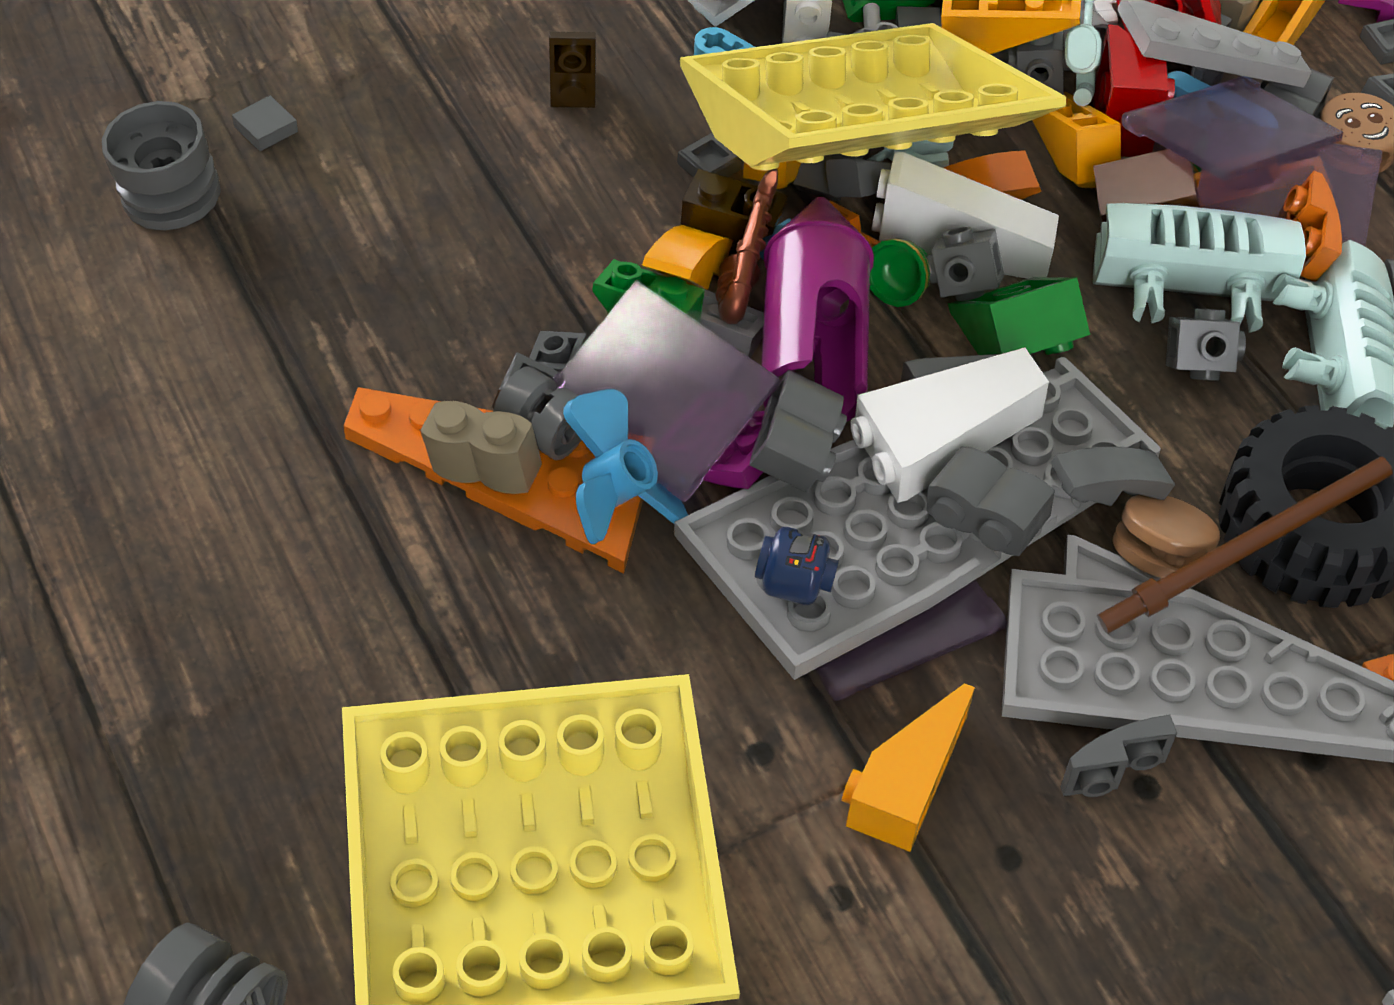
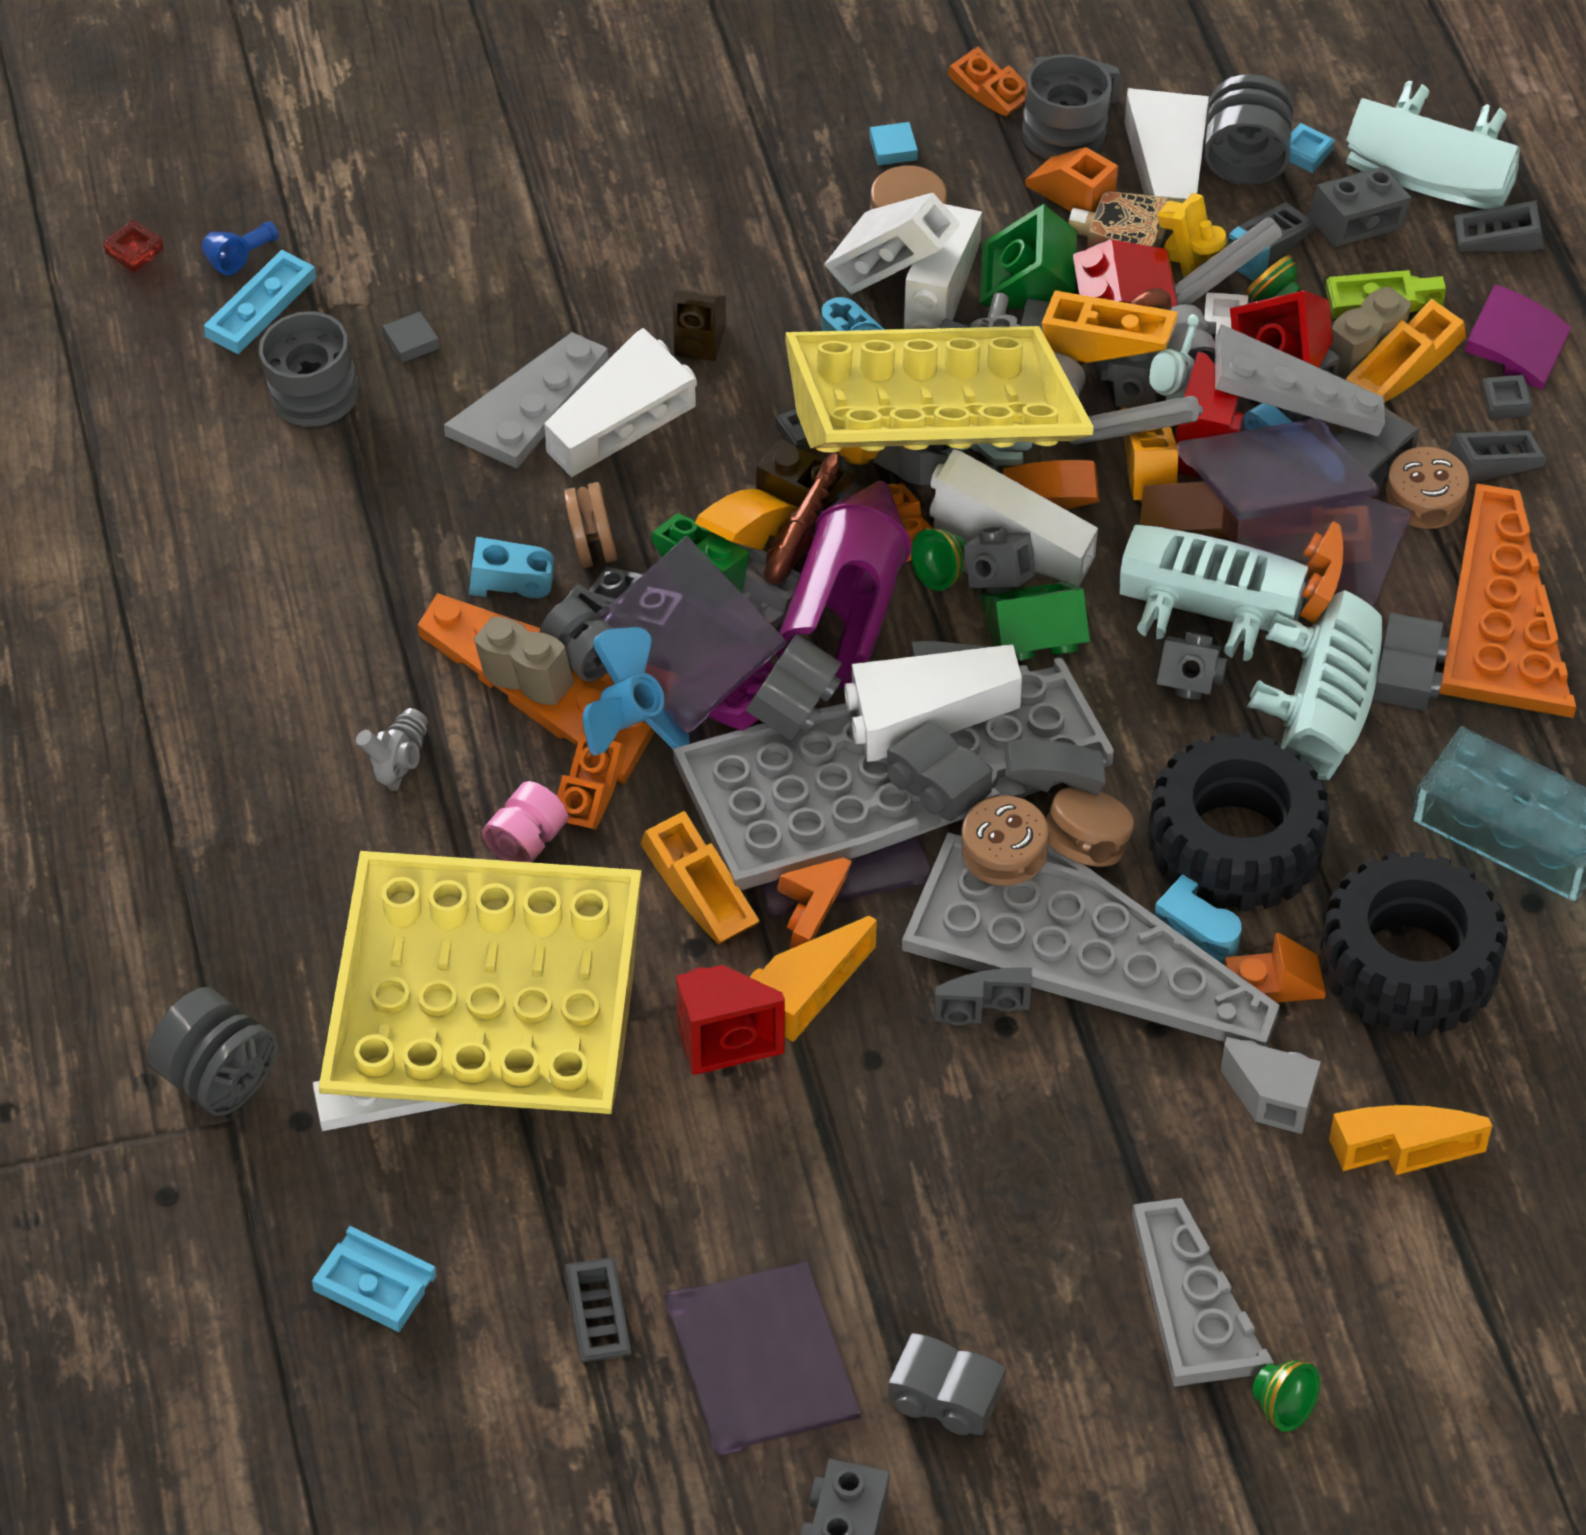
camera: 15 degrees right, 0 degrees up
(49, 61) = (229, 251): none -> blue bar
(90, 108) = (259, 302): none -> medium azure plate
(351, 571) = (396, 748): none -> light grey piece
(409, 174) = (513, 415): none -> light grey wing
(434, 348) = (511, 569): none -> medium azure leg
(510, 160) = (620, 404): none -> white slope
(515, 284) = (590, 523): none -> medium nougat head
(527, 638) = (526, 823): none -> bright pink wheel
(587, 579) = (591, 783): none -> orange slope
(746, 671) = (698, 878): none -> light orange slope
(796, 566) = (755, 798): dark blue head -> none
(838, 841) = (727, 1018): none -> red slope
(894, 666) = (817, 889): none -> orange slope
(1085, 567) = (1004, 840): none -> medium nougat head
(1087, 93) = (1143, 418): none -> light grey axle
(1154, 595) = (1051, 871): reddish brown bar -> none
(1335, 629) = (1198, 921): none -> medium azure leg

